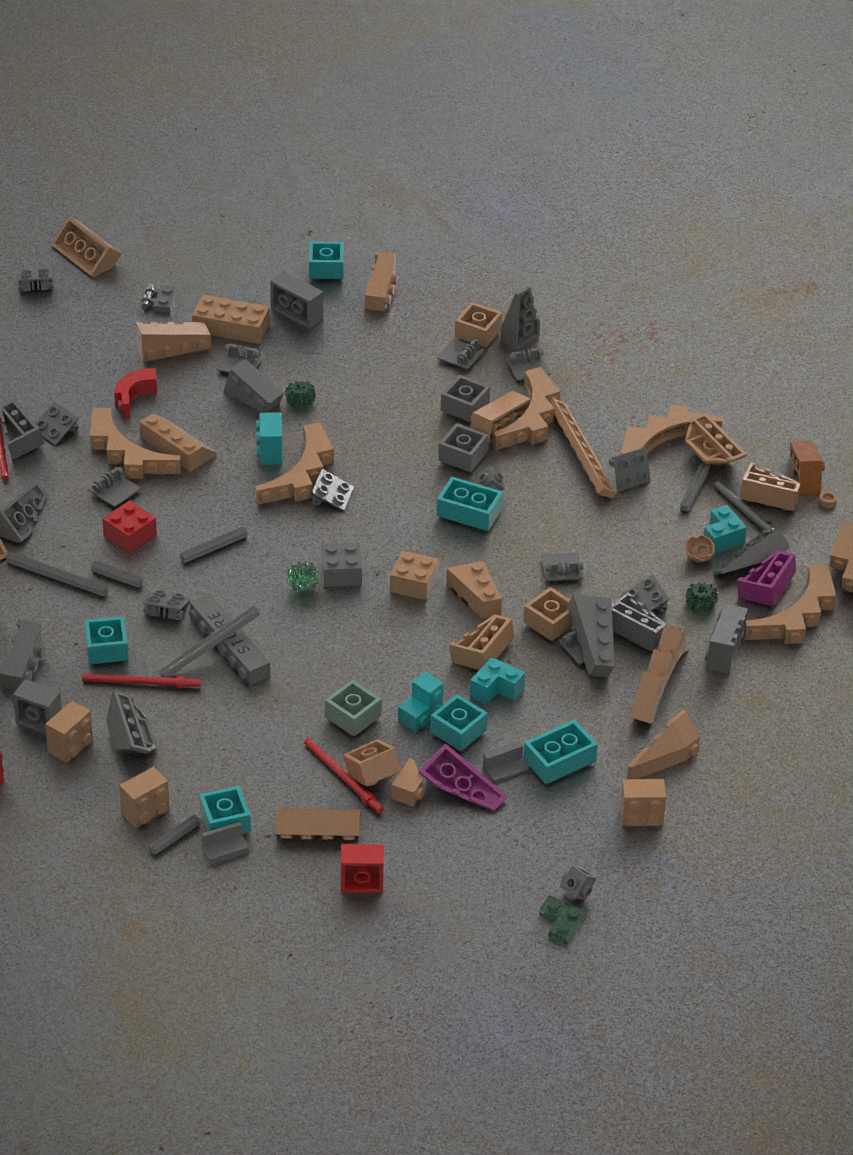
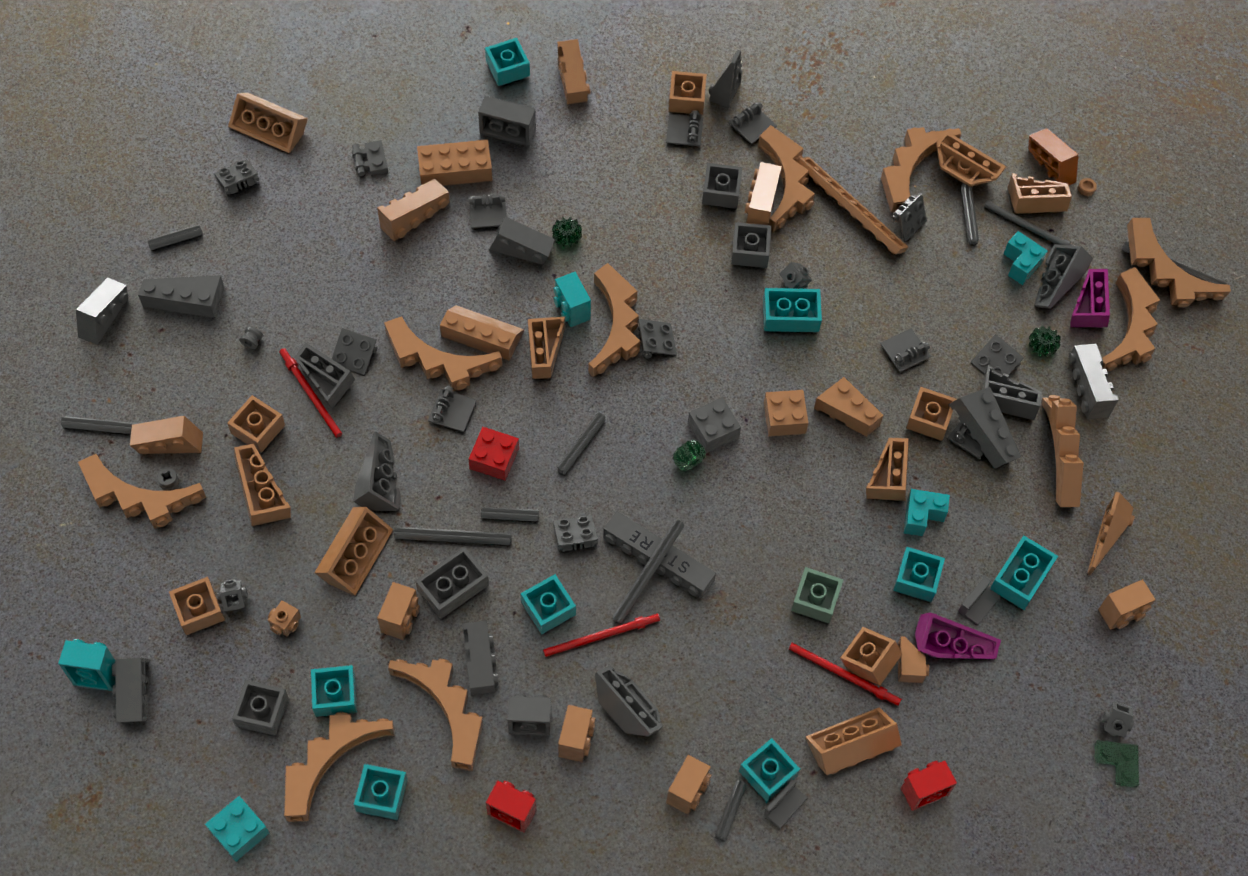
camera: 25 degrees left, 20 degrees up
(33, 600) = (452, 582): none -> dark grey brick
(132, 385) = (404, 275): red arch -> none
(225, 463) = (544, 344): none -> medium nougat wedge
(425, 700) = (875, 563): teal brick -> none
(700, 548) = (1016, 286): medium nougat hair -> none

